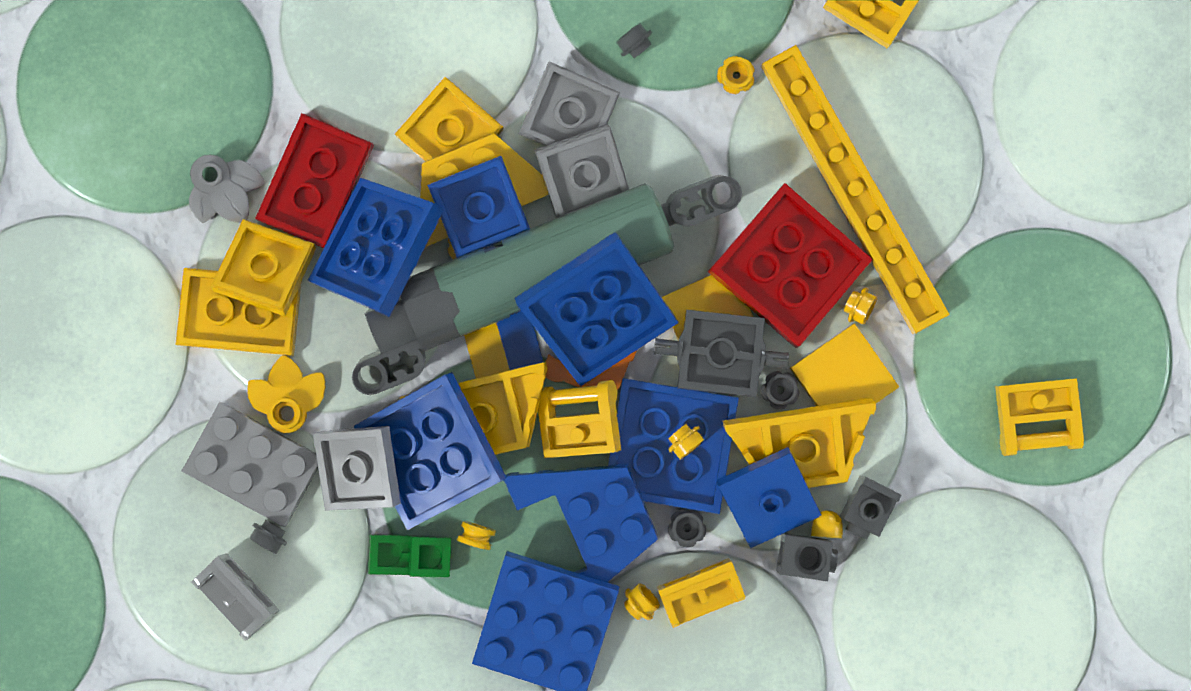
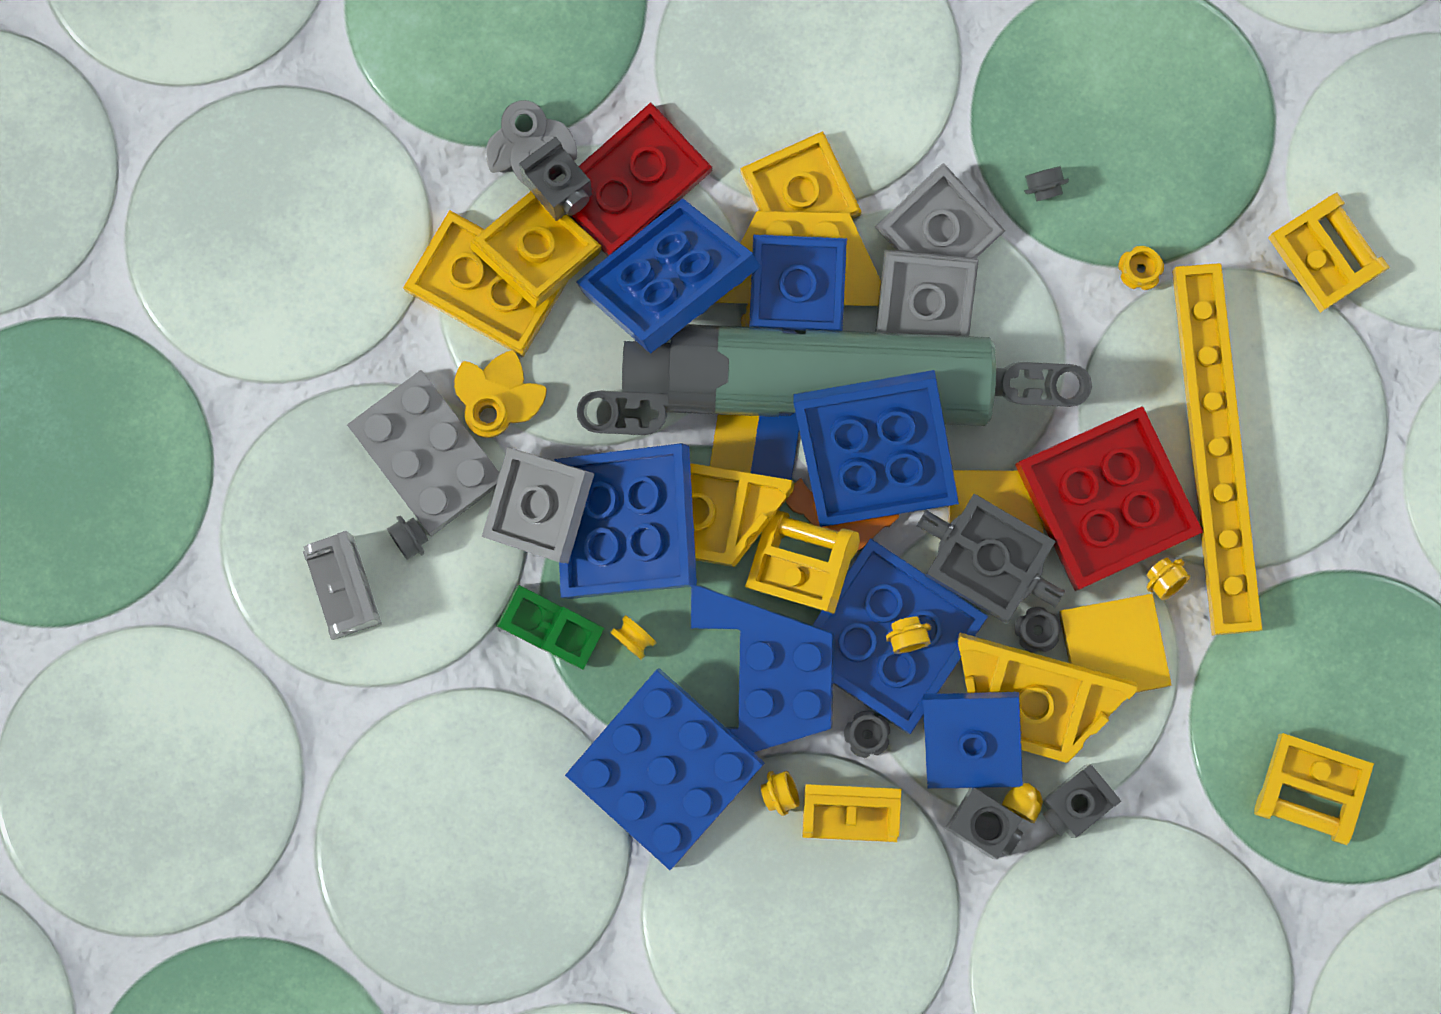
camera: 25 degrees right, 5 degrees down
(243, 199) = (557, 197): none -> dark grey brick

